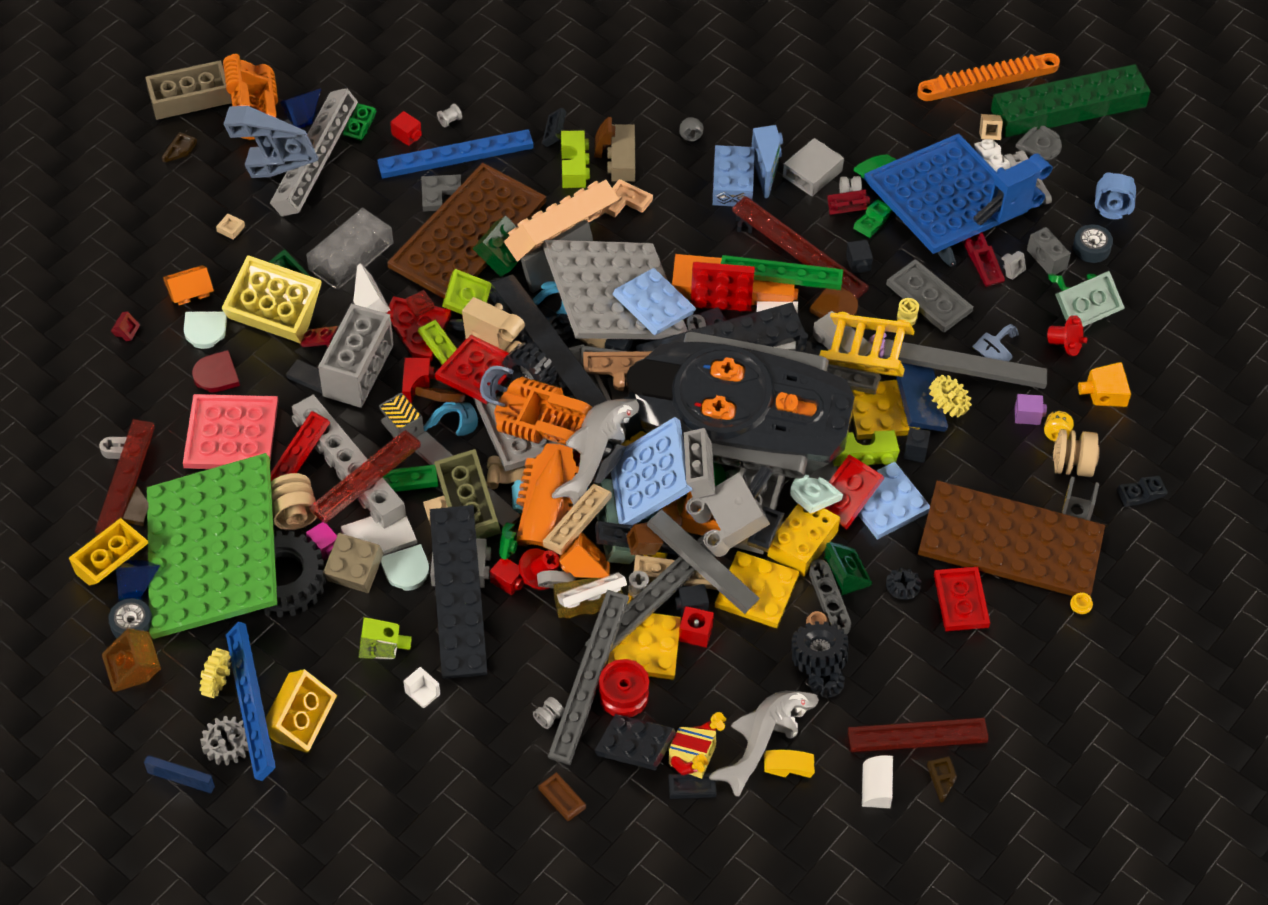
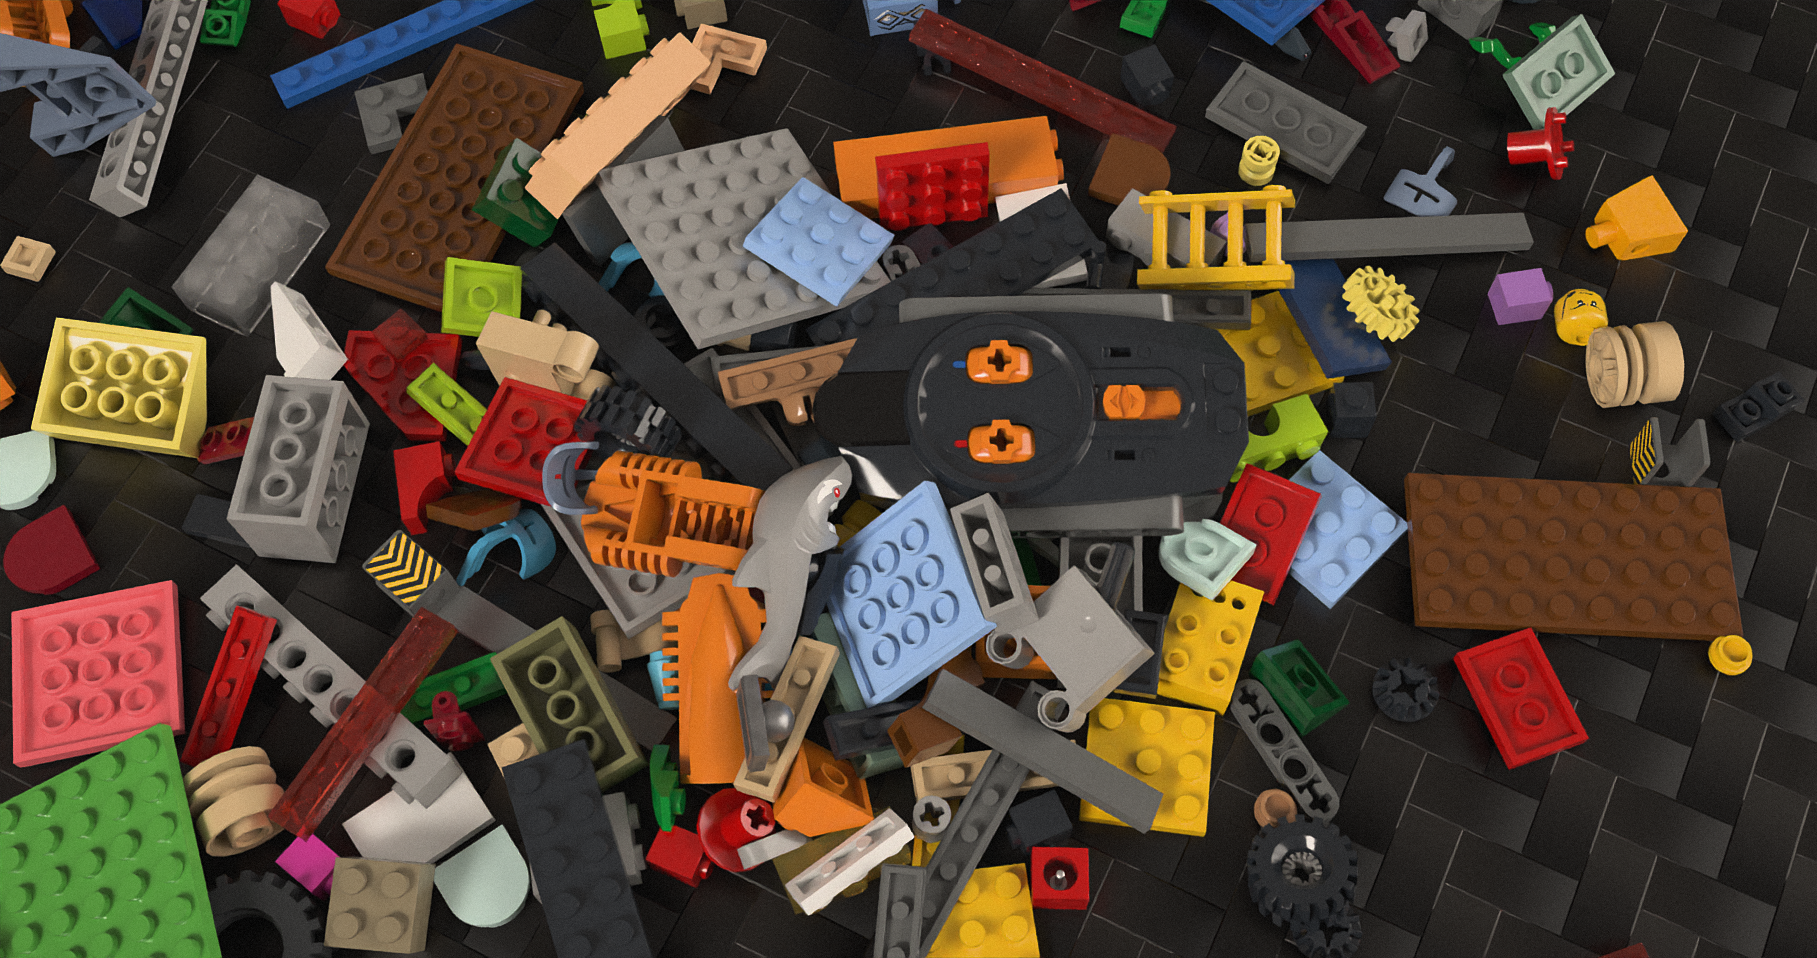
camera: 10 degrees left, 10 degrees up
(408, 489) = (451, 725): none -> dark red hinge
(563, 513) = (760, 722): none -> flat silver tile
(790, 273) = (1040, 135): green plate -> none

